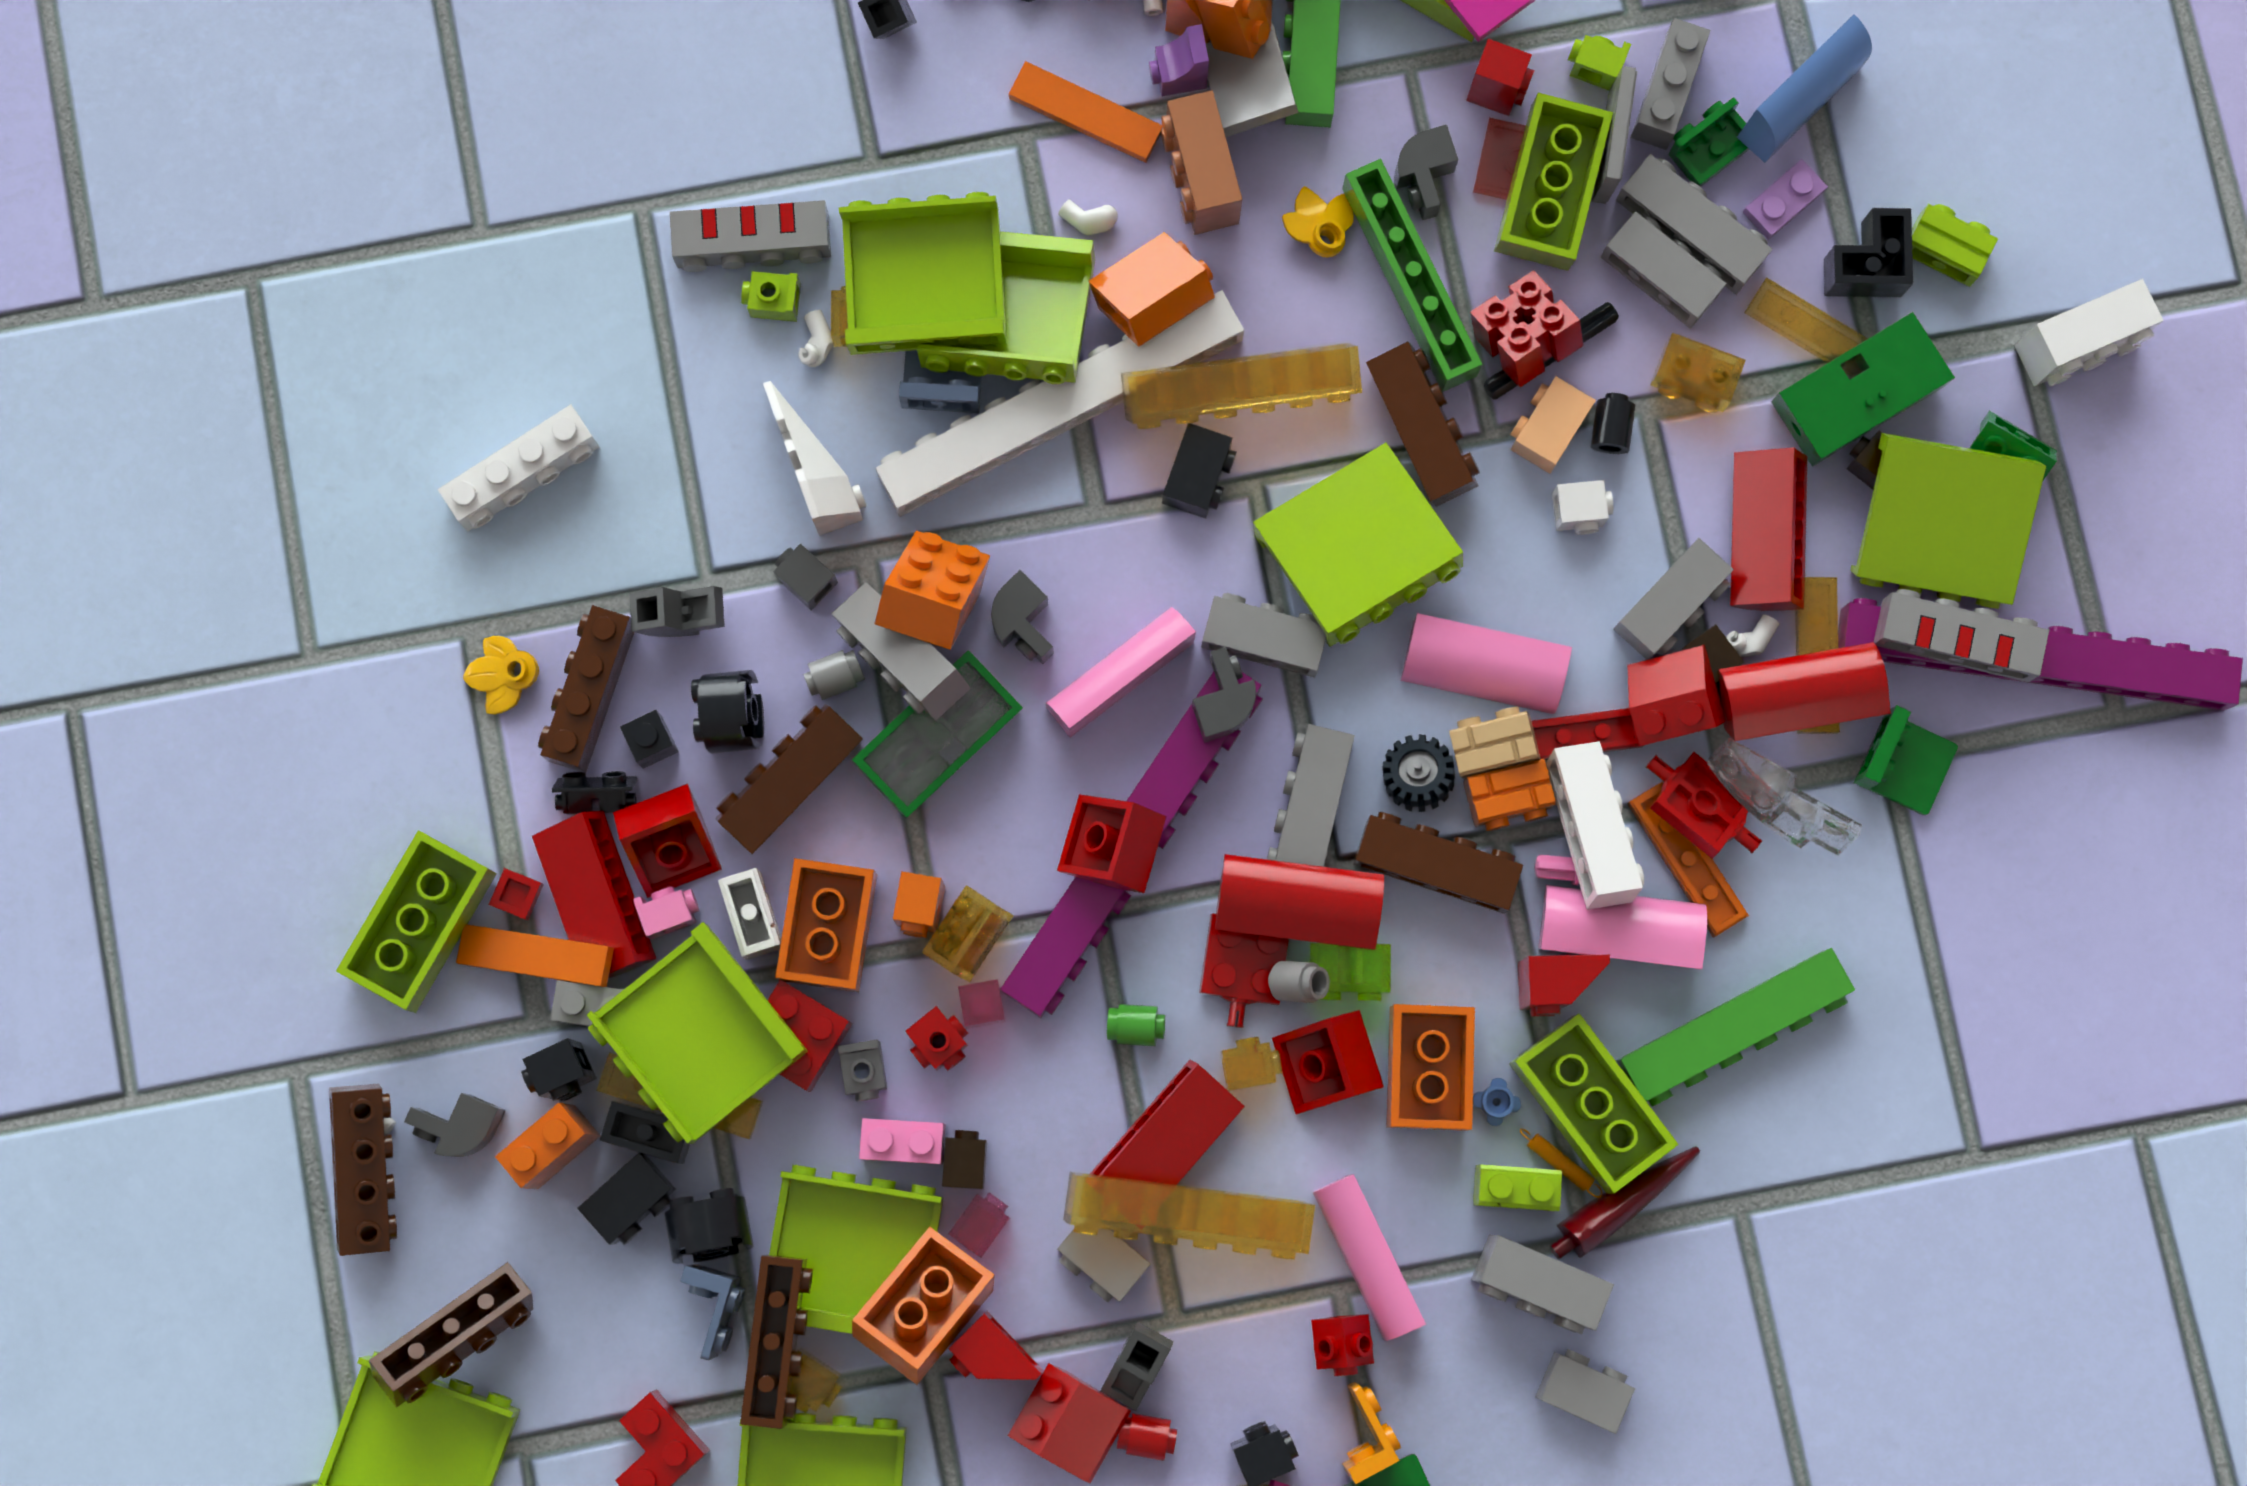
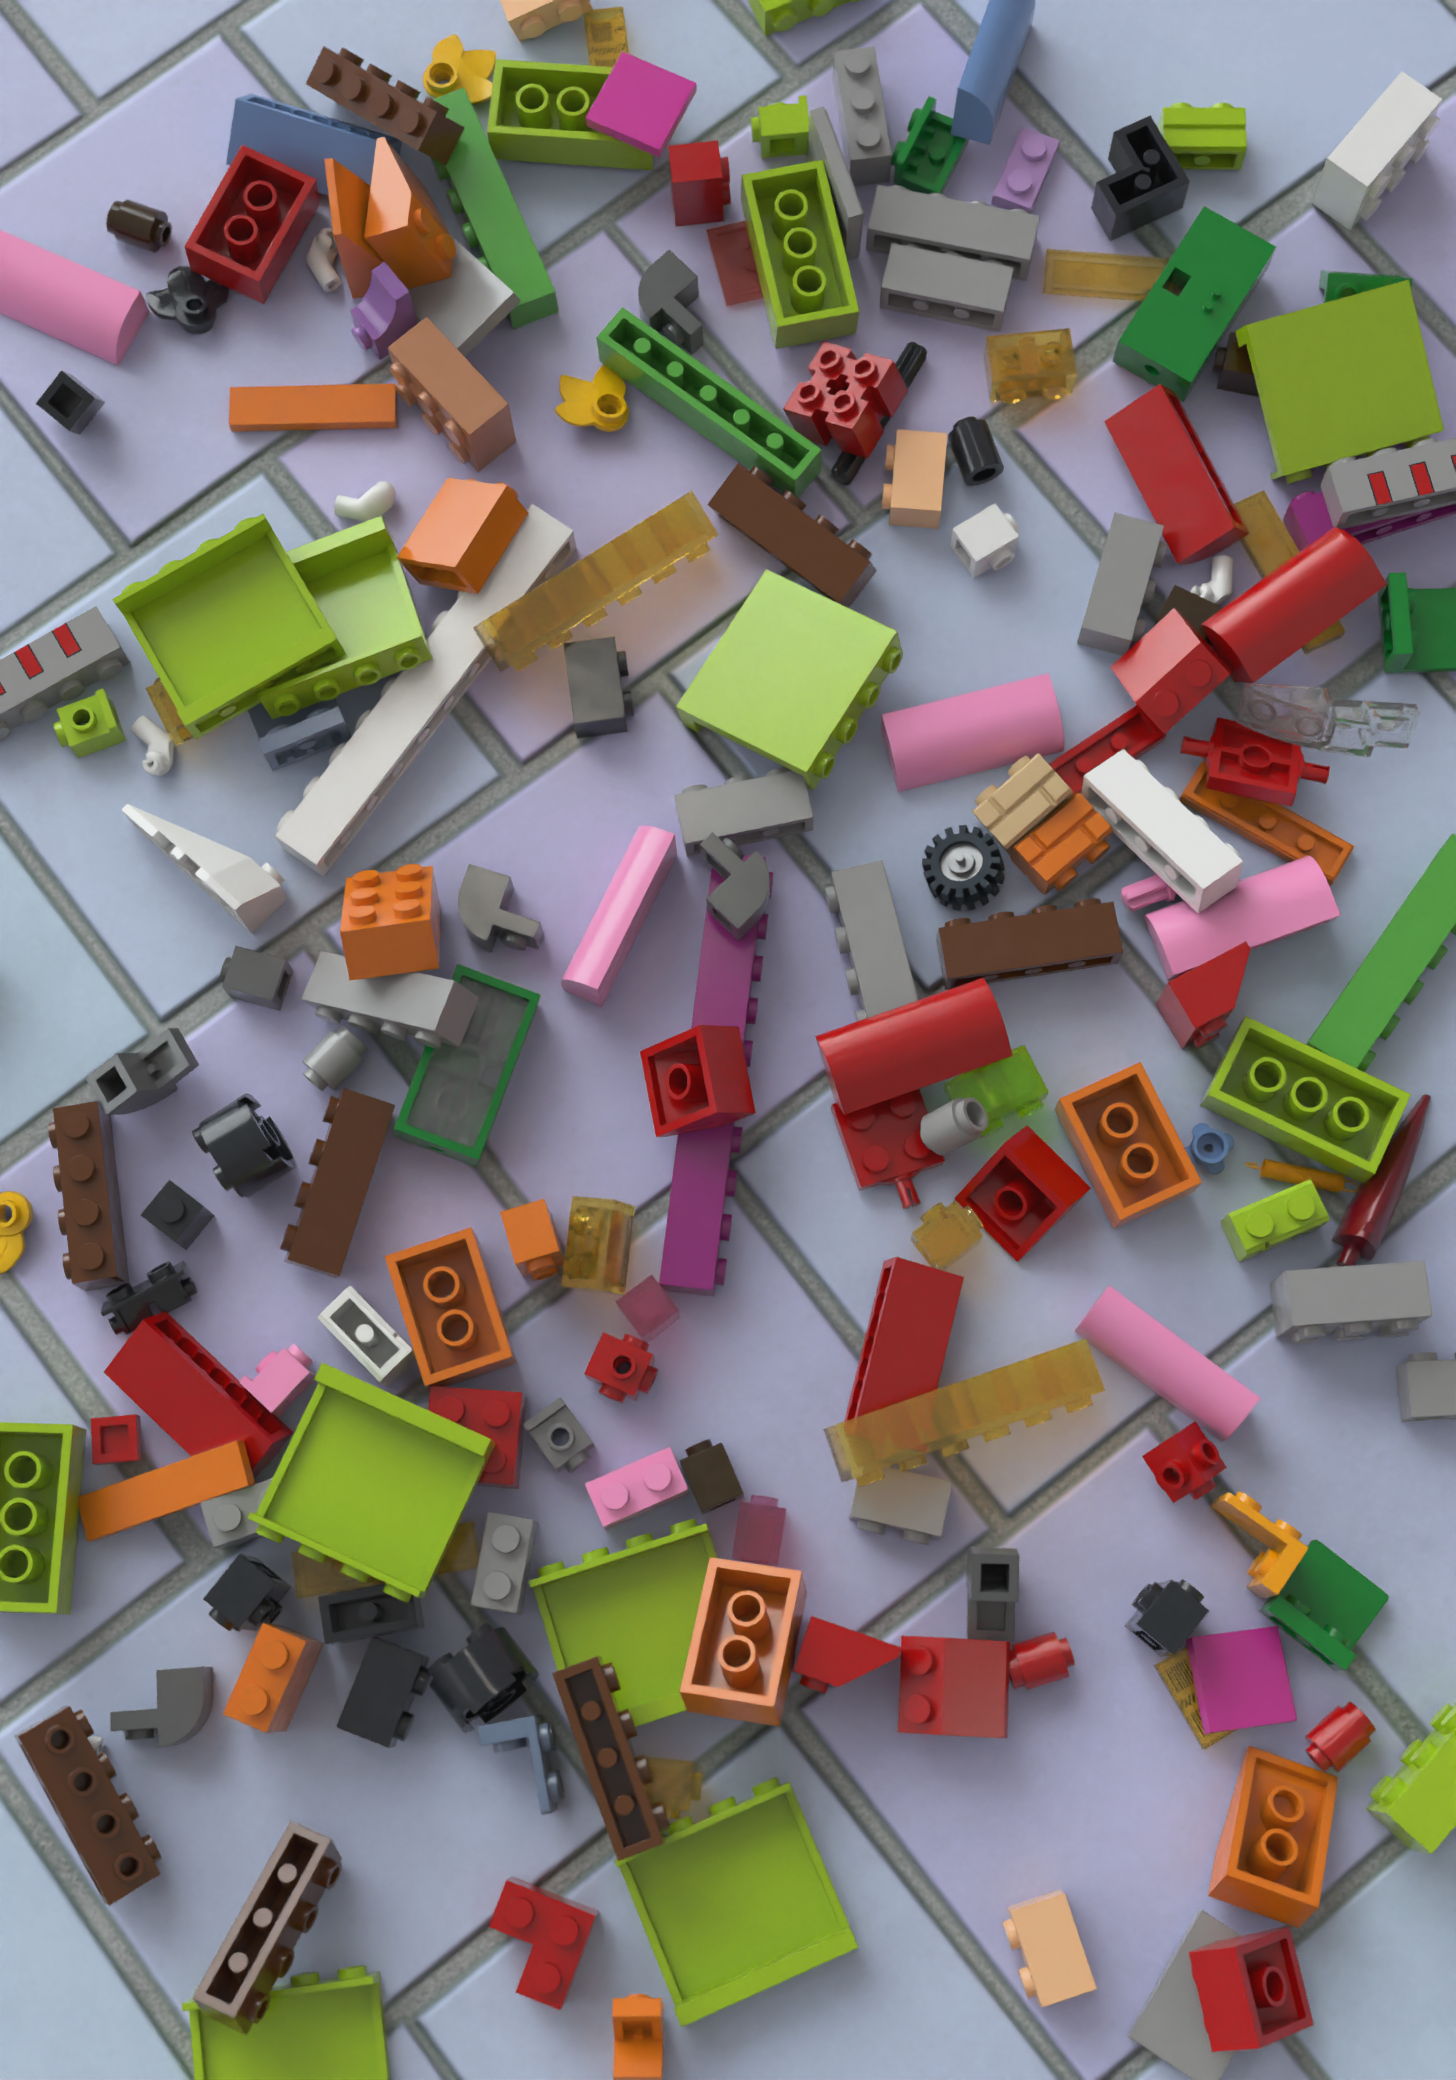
camera: 20 degrees left, 5 degrees down
(666, 840) = (245, 1307): red slope -> none
(769, 1147) = (504, 1563): none -> light grey brick
(1135, 1025) = (812, 1253): bright green brick -> none

